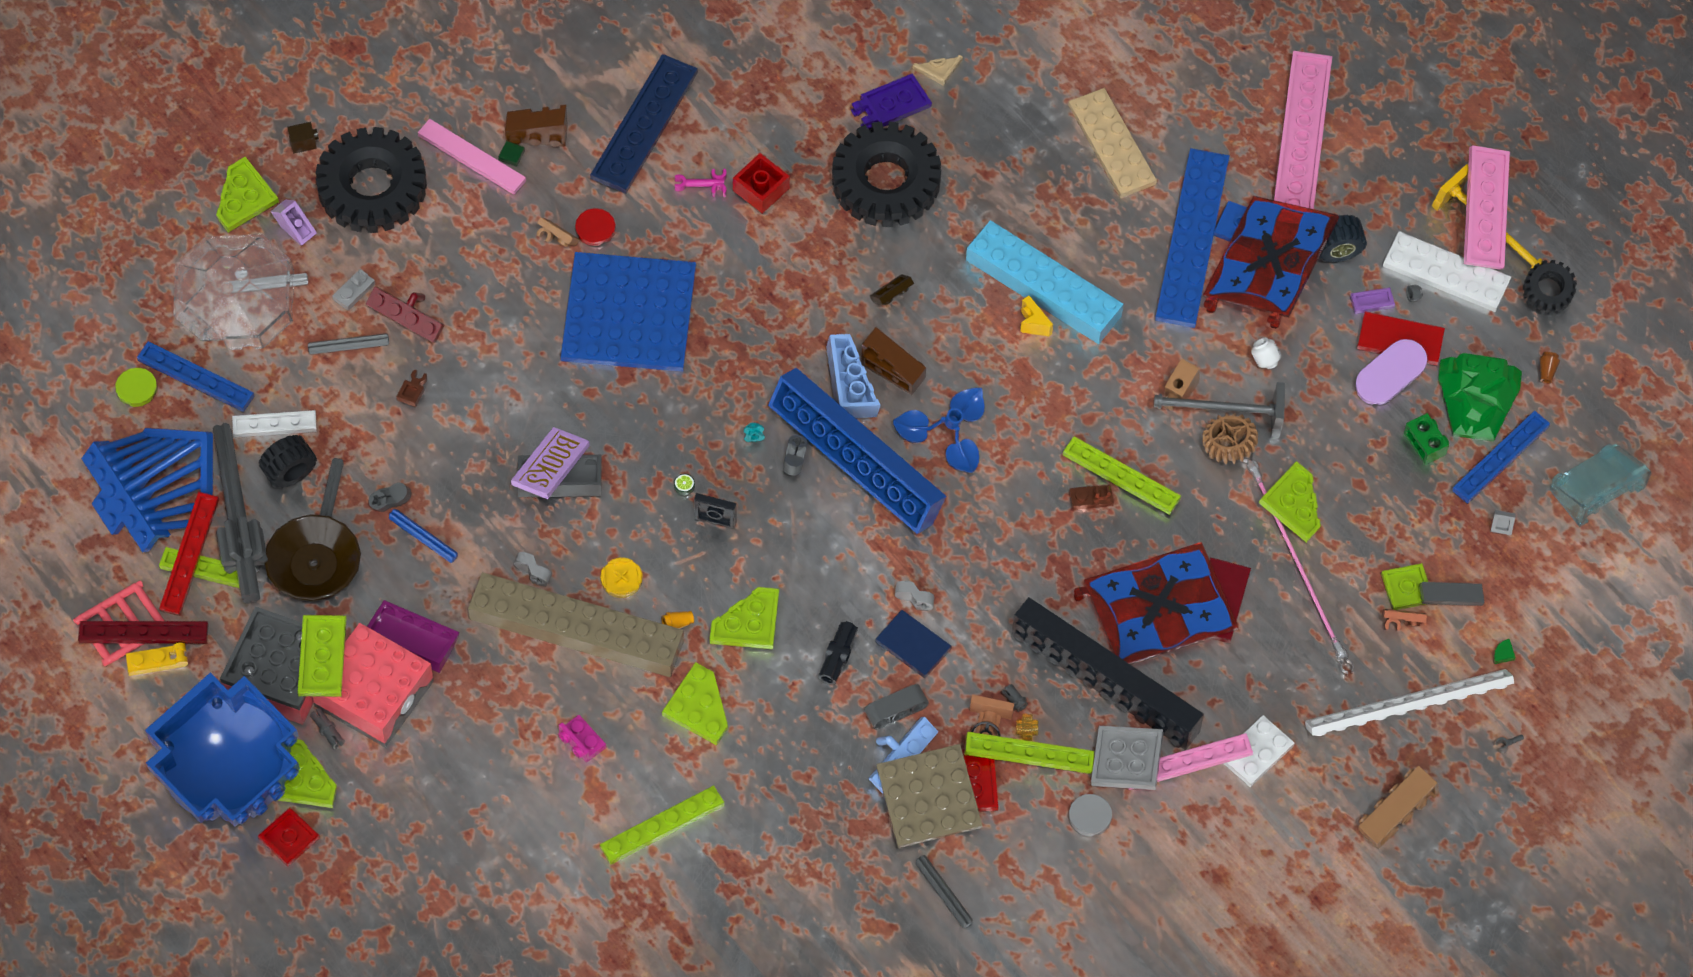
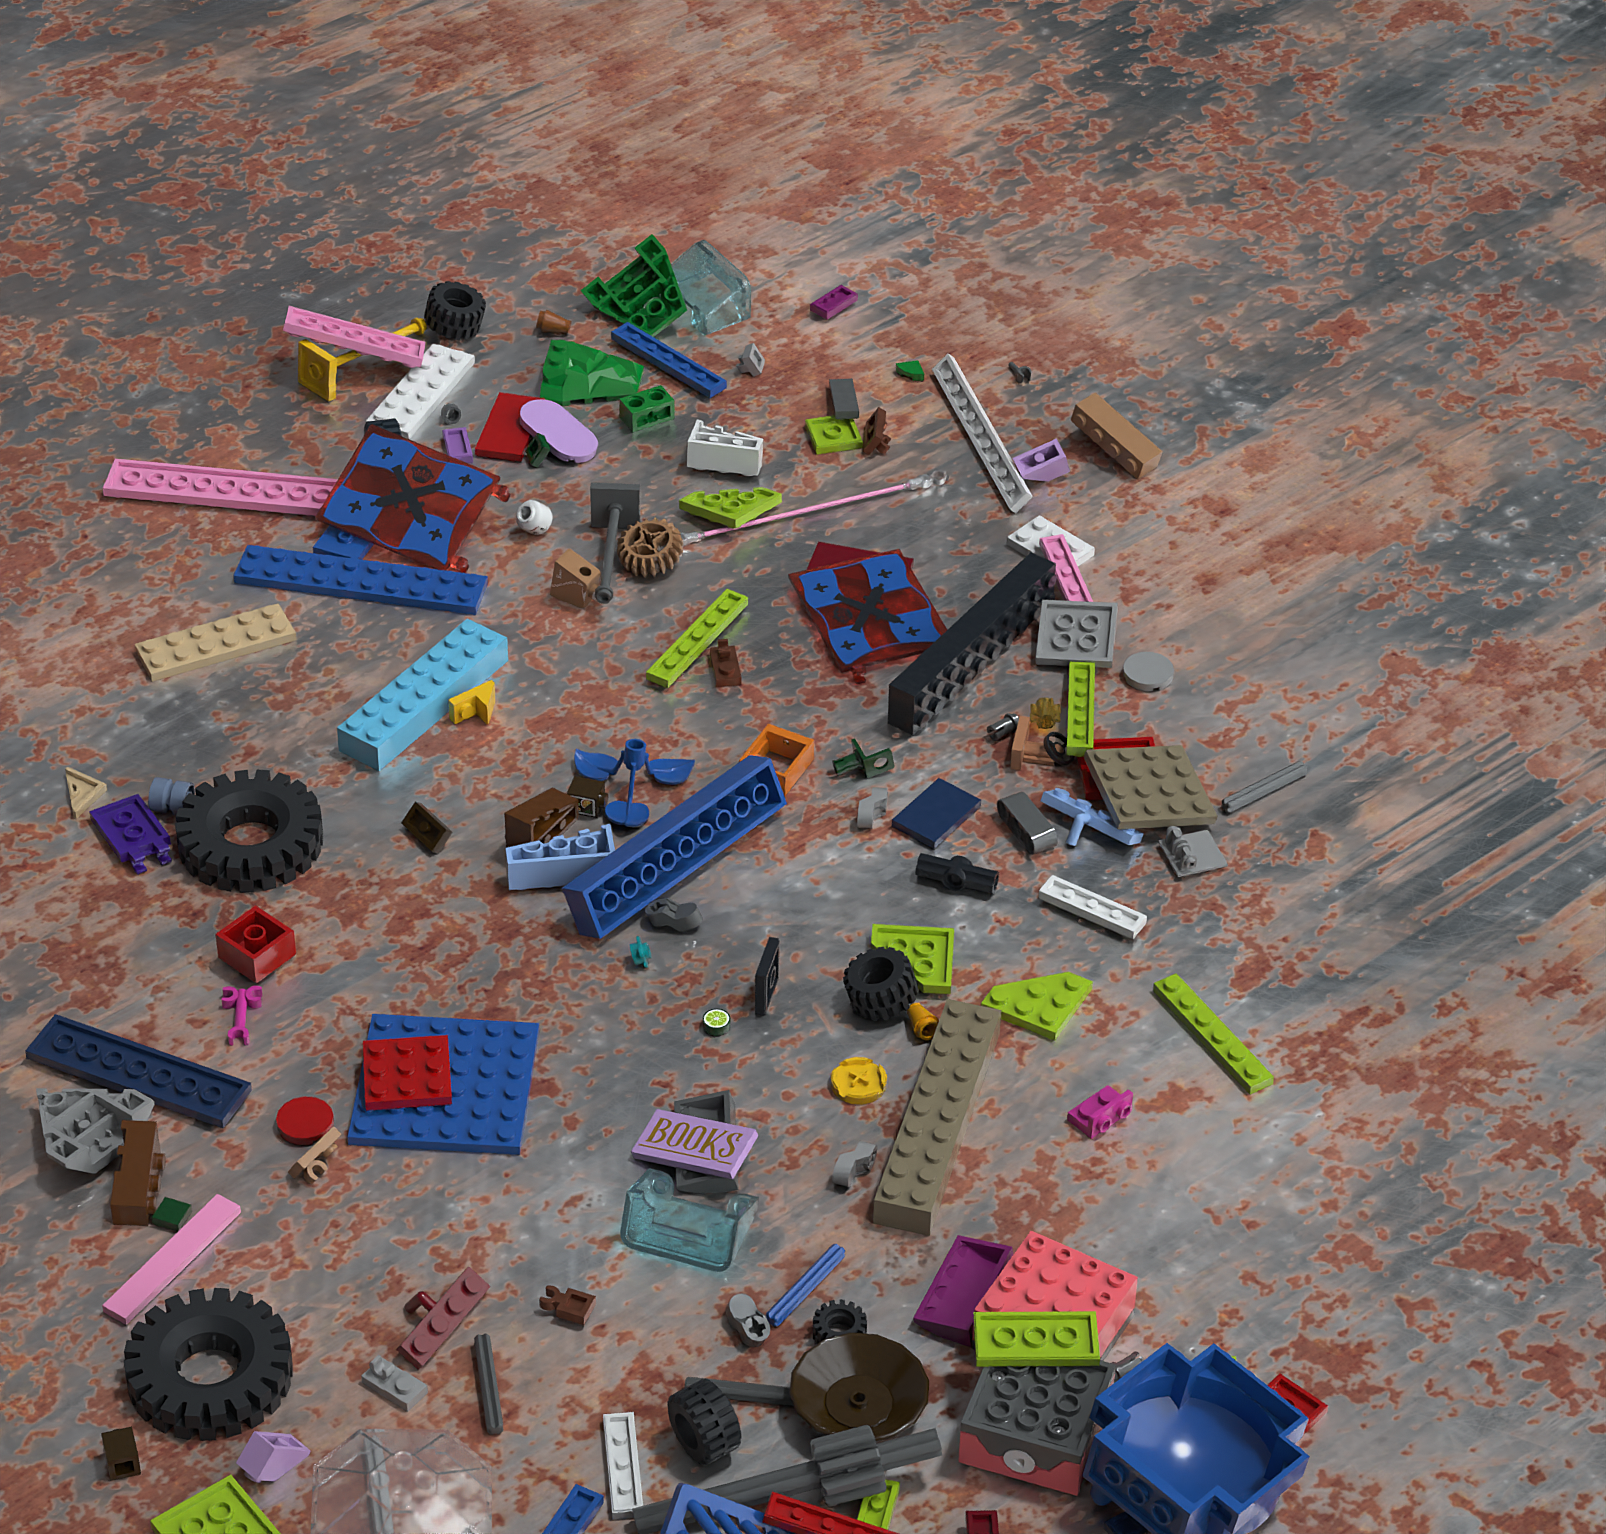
camera: 90 degrees left, 20 degrees down
(375, 544) = (838, 1314): none -> black tyre
(482, 458) = (681, 1228): none -> clear light blue windscreen
(584, 91) = (85, 1124): none -> light grey wedge
(628, 282) = (407, 1072): none -> red plate
(710, 576) = (880, 983): none -> black tyre
(799, 748) = (1092, 907): none -> white plate
(864, 829) = (1191, 852): none -> light grey hinge
(924, 119) = (168, 796): none -> sand blue wheel
(925, 395) = (590, 795): none -> dark brown brick
(970, 588) = (859, 760): none -> dark green bracket
(979, 514) = (799, 749): none -> orange window
(1359, 745) = (1042, 462): none -> lavender slope
(1362, 356) = (537, 449): none -> dark green tile
(1364, 491) = (724, 451): none -> white wedge
(1584, 428) = (641, 292): none -> green wedge
(1600, 591) = (833, 302): none -> magenta plate

